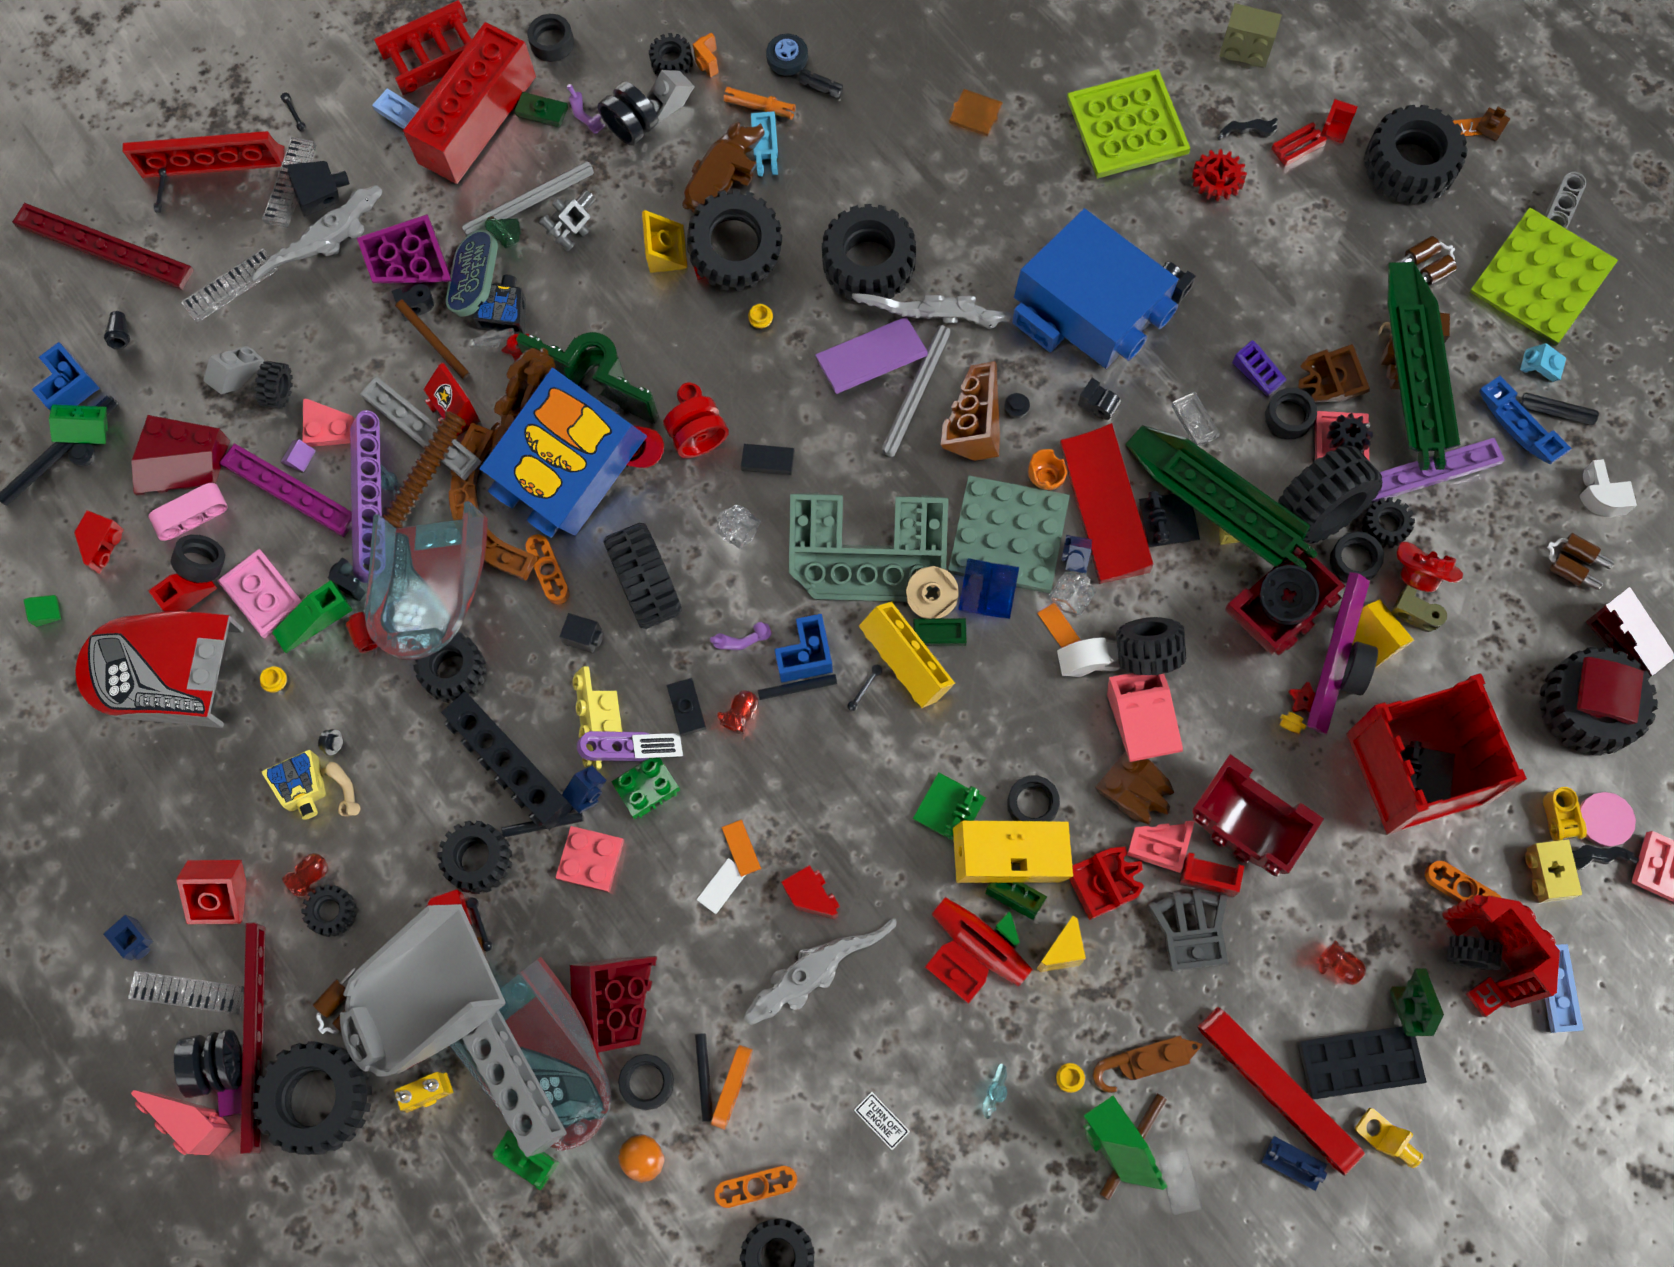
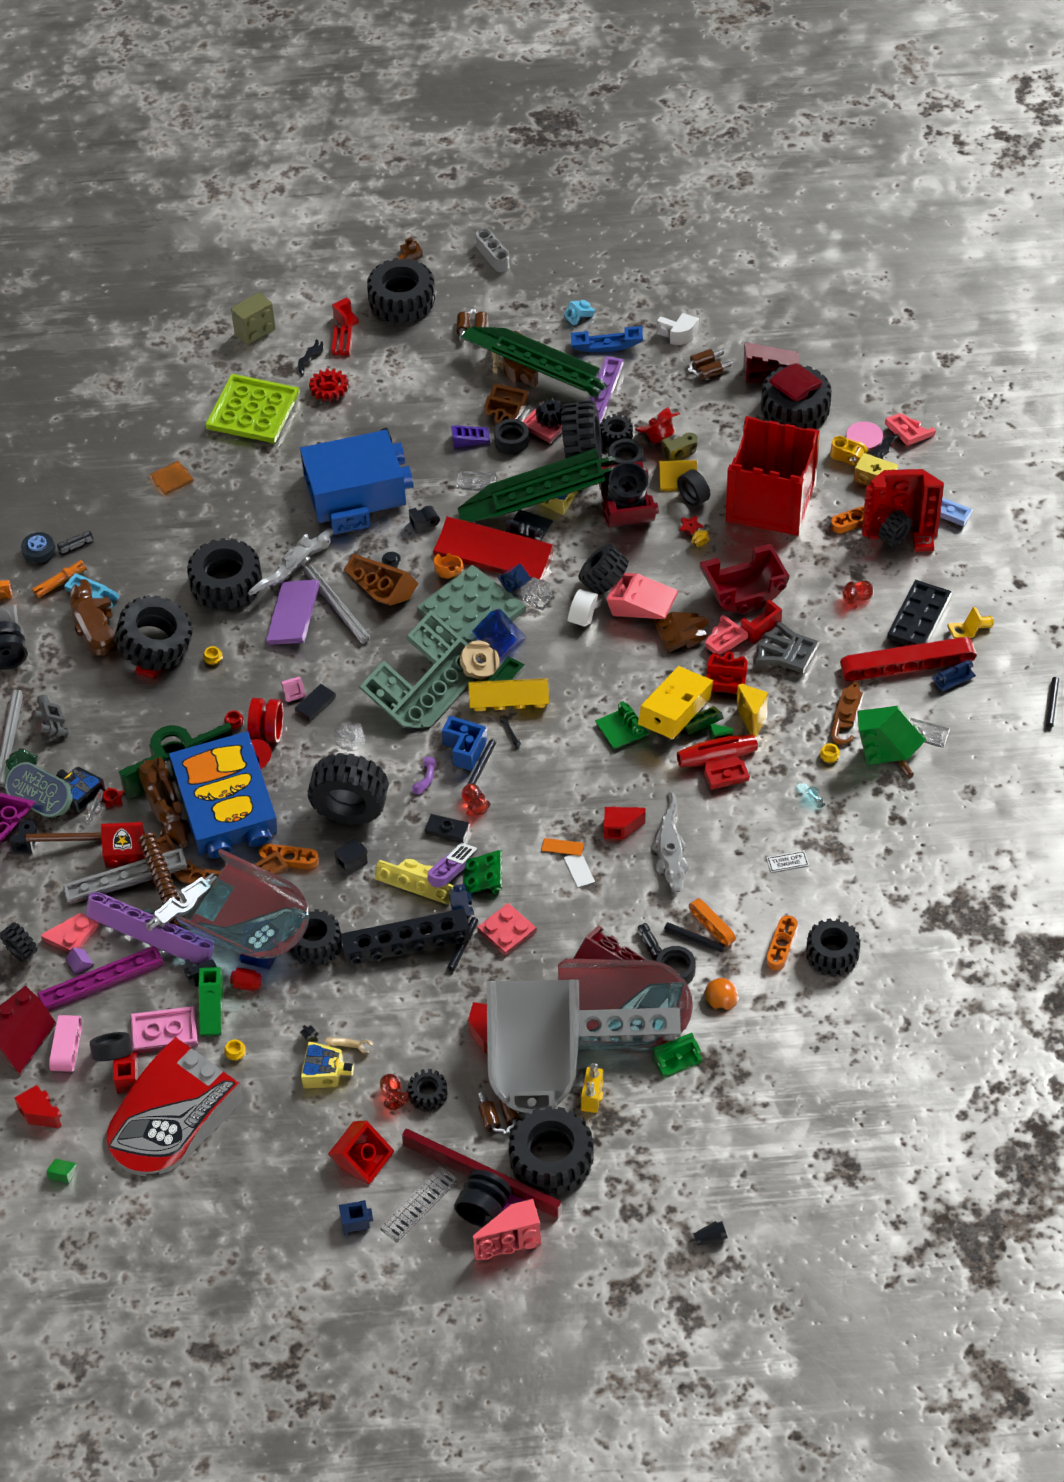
camera: 60 degrees left, 20 degrees down
(392, 504) = (173, 907): none -> piece
(459, 842) = (457, 971): black tyre -> none
(663, 243) = (112, 681): yellow slope -> none
(666, 1030) = (649, 940): none -> black axle
(766, 425) = (293, 689): none -> bright pink tile
(1033, 781) = (644, 672): black tyre -> none
(1058, 625) = (550, 617): orange sticker -> none
(1338, 653) = (677, 491): magenta tile -> none
(1418, 1005) = (906, 566): dark green bracket -> none
(1543, 276) = (527, 280): lime plate -> none
(1559, 408) = (612, 321): black axle -> none

